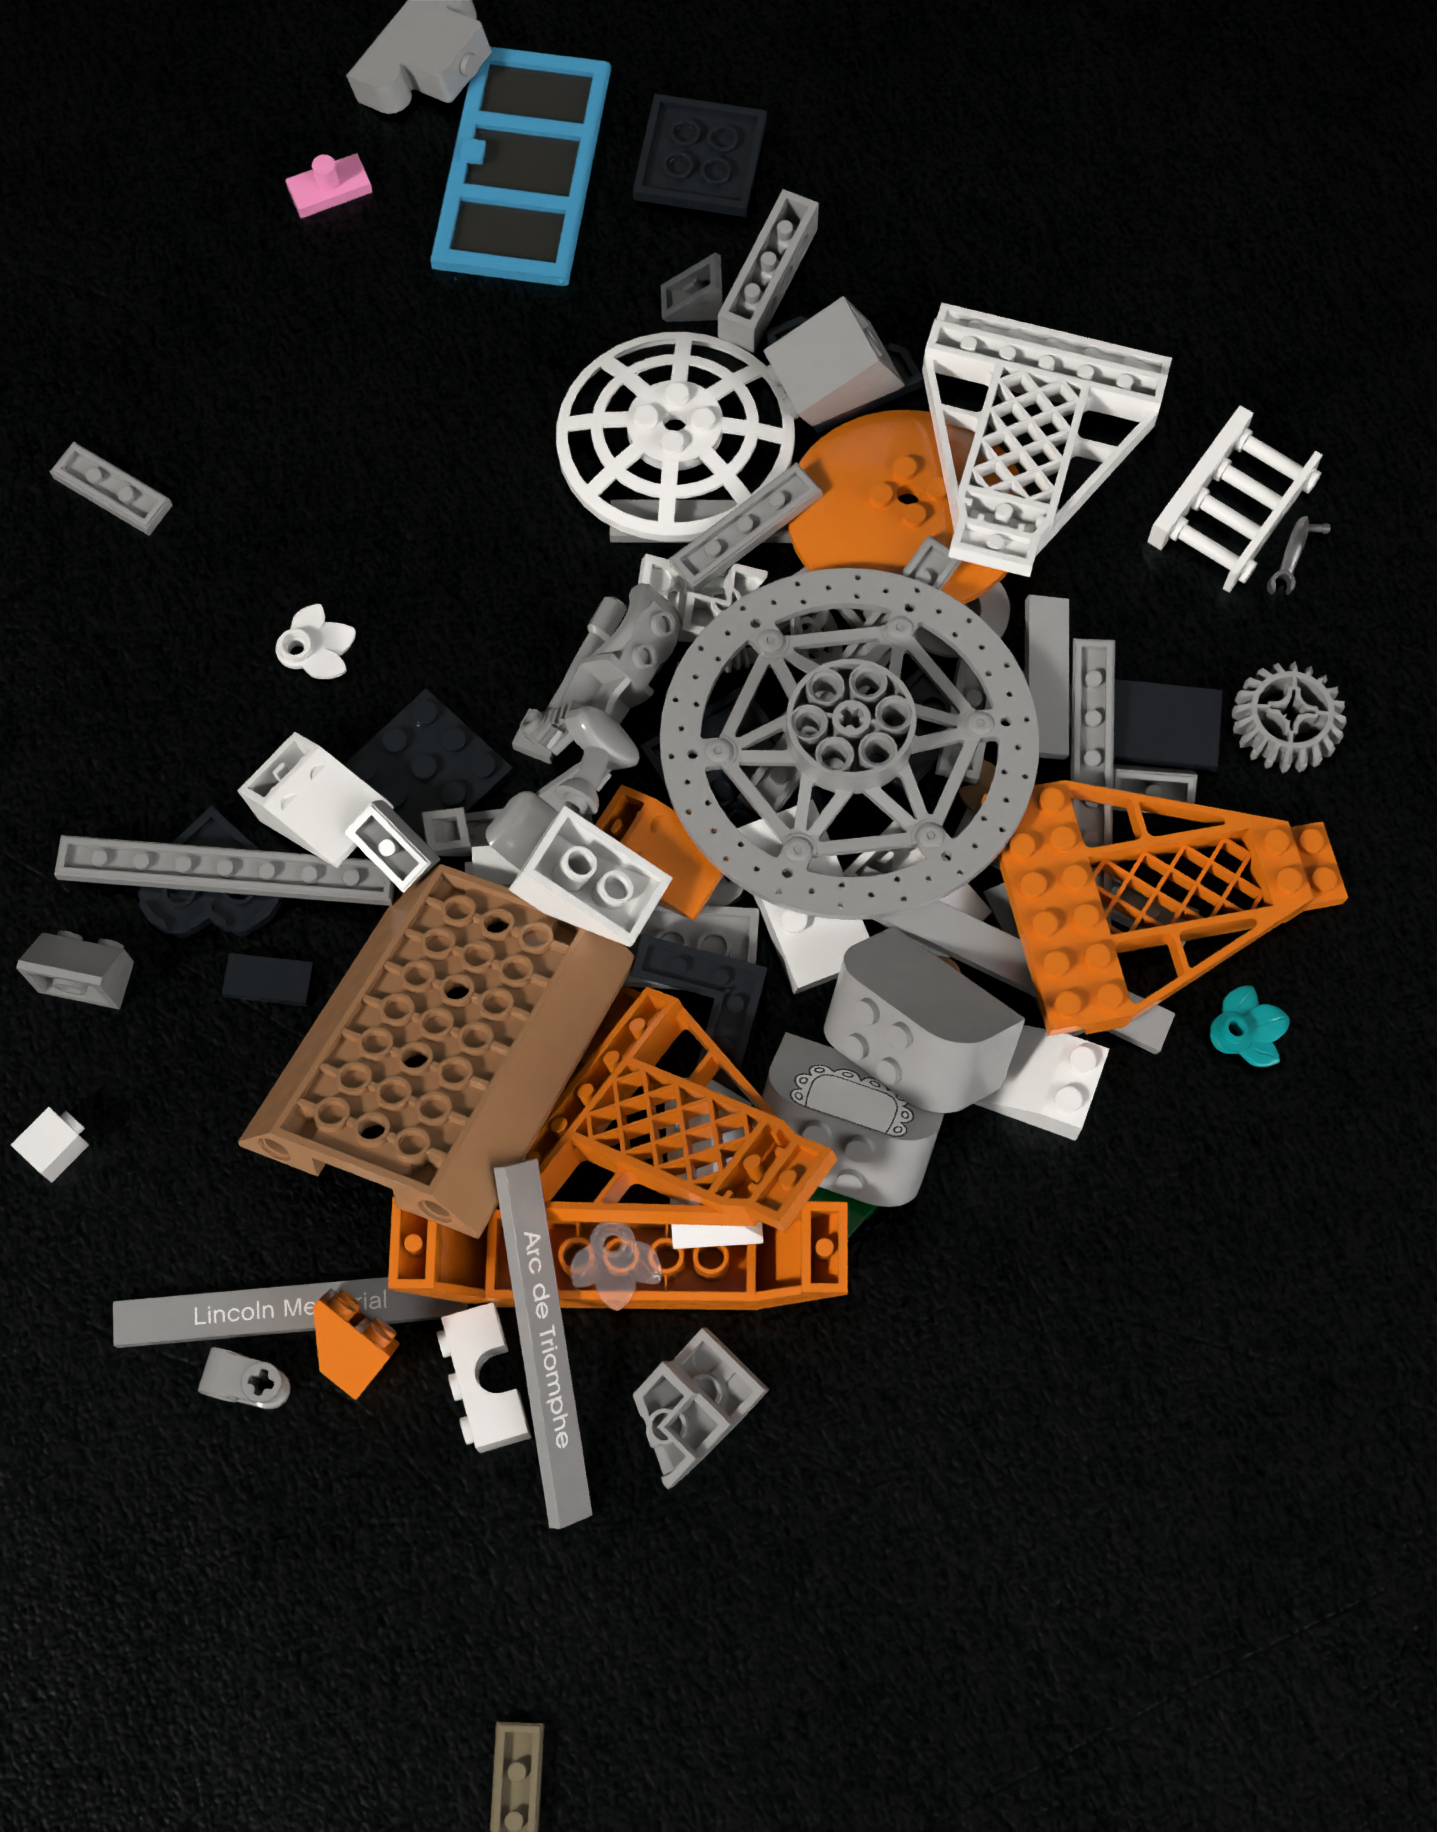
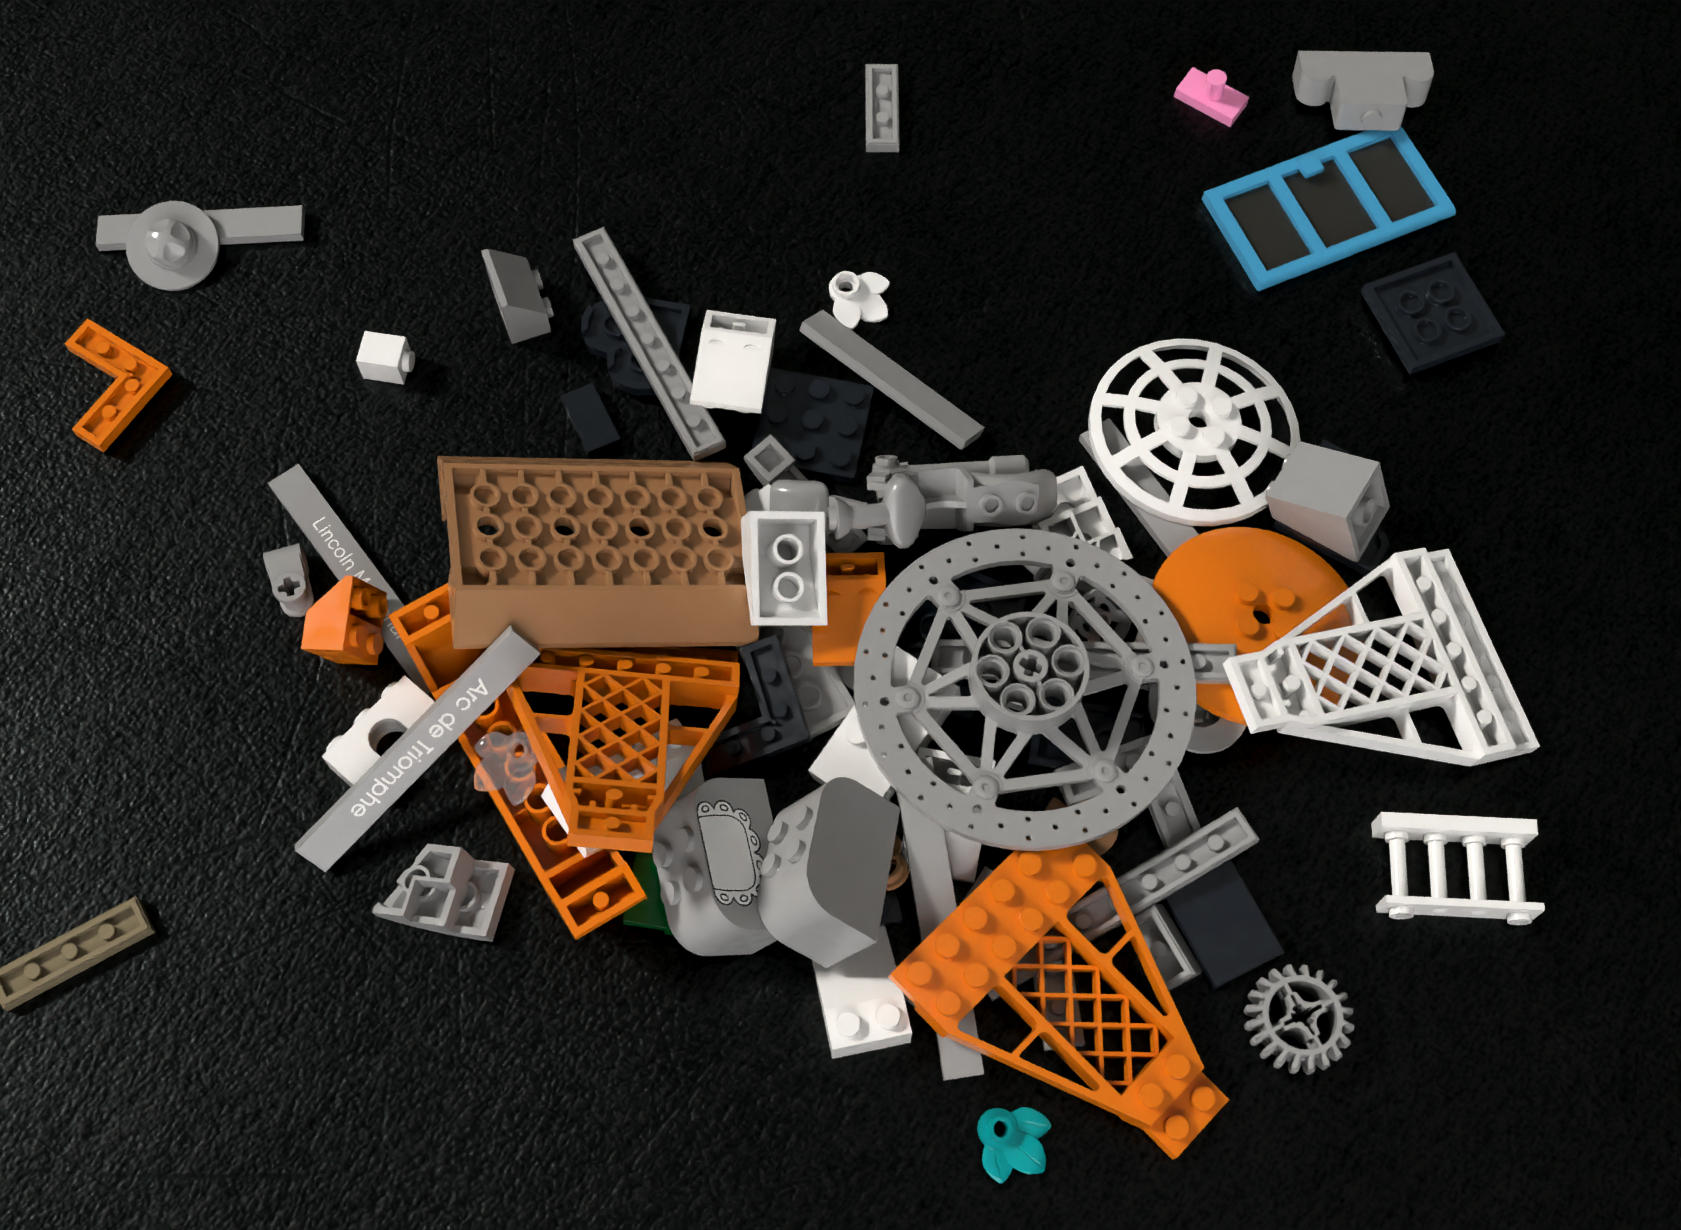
camera: 55 degrees right, 5 degrees down
(392, 845) = (730, 428): light grey slope -> none
(428, 668) = (892, 379): none -> light grey tile
(694, 292) = (1318, 376): flat silver slope -> none
(745, 527) = (1151, 517): light grey tile -> none
(768, 271) = (1373, 411): light grey brick -> none
(1049, 671) = (1191, 806): light grey tile -> none
(1293, 552) = (1449, 938): flat silver piece -> none

